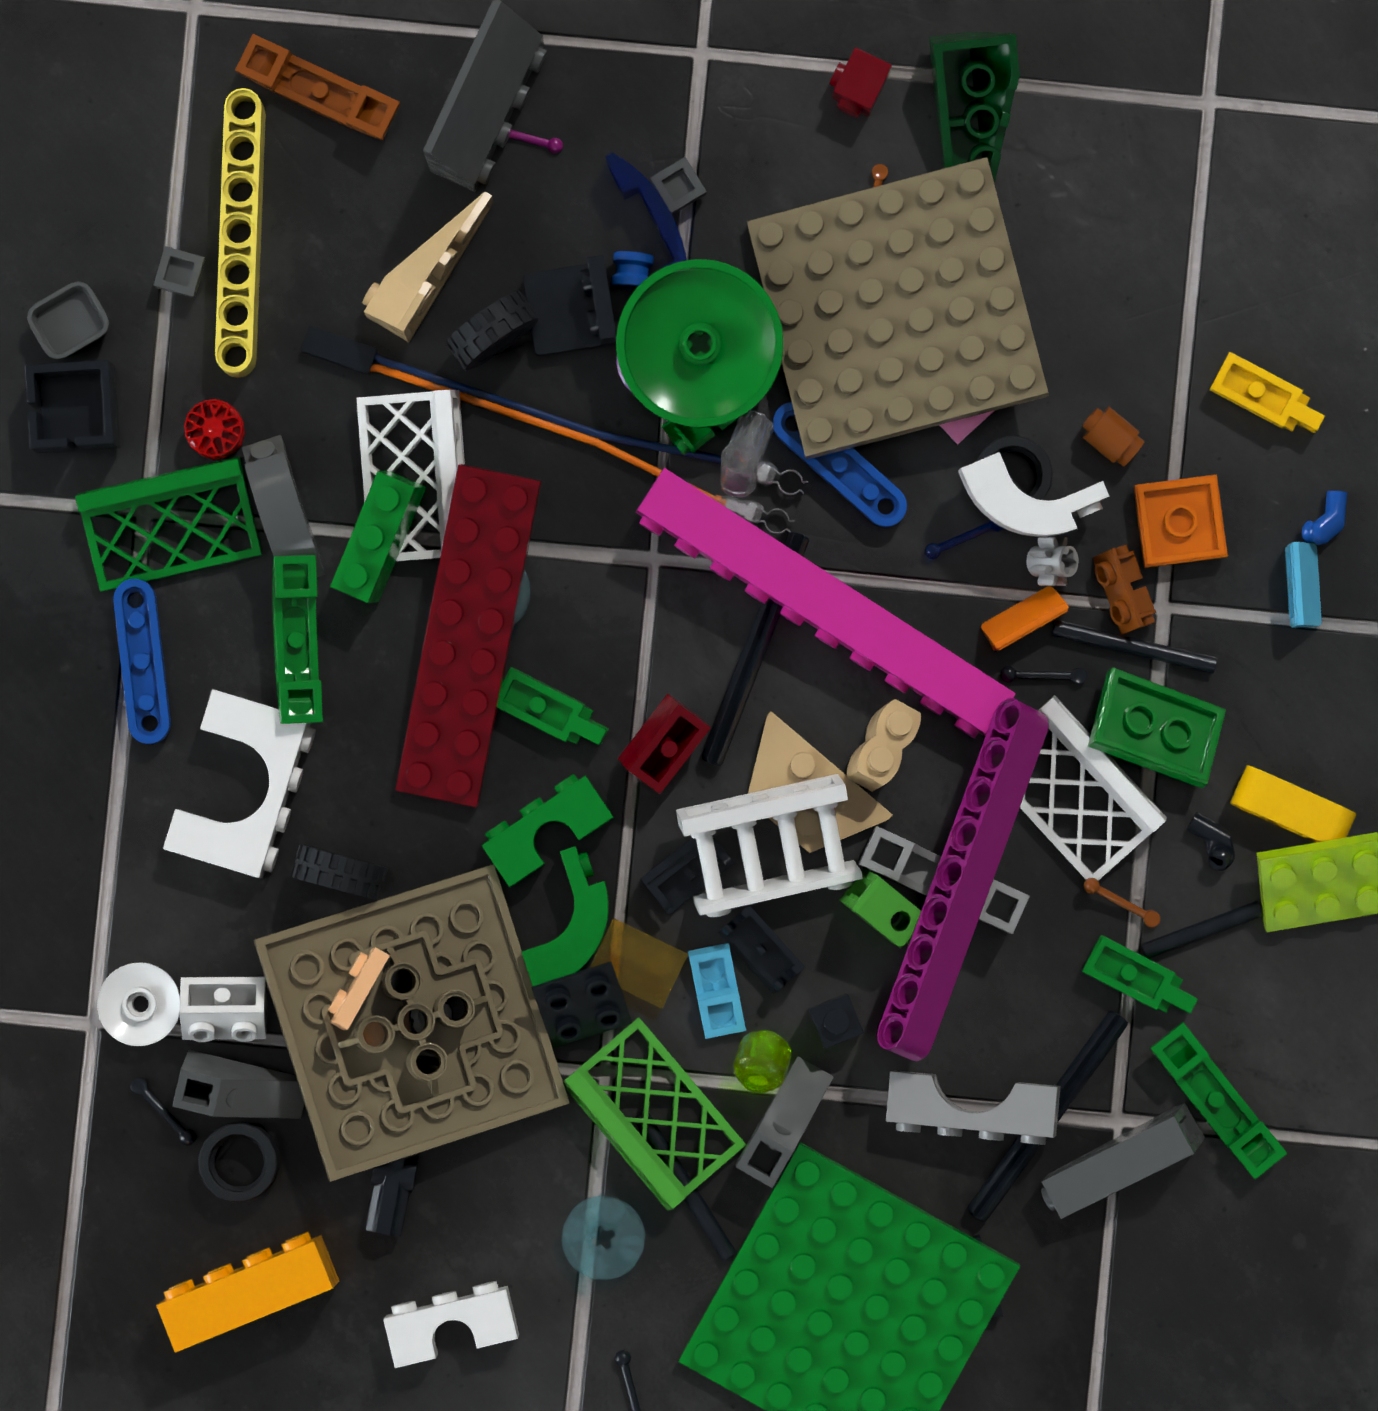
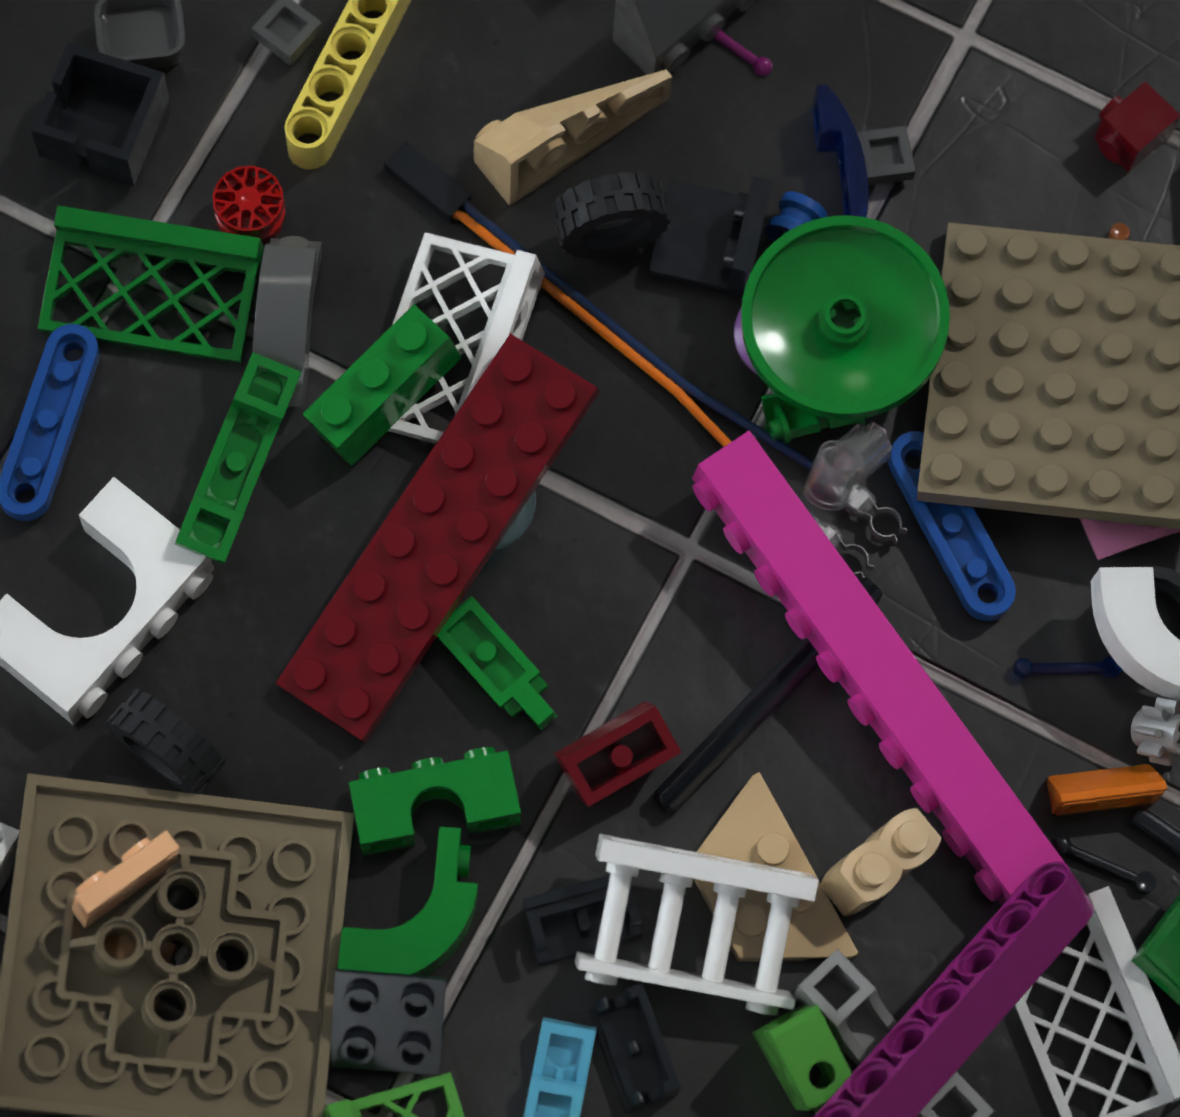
camera: 15 degrees right, 15 degrees down
(640, 962) = (482, 1008): clear yellow plate -> none

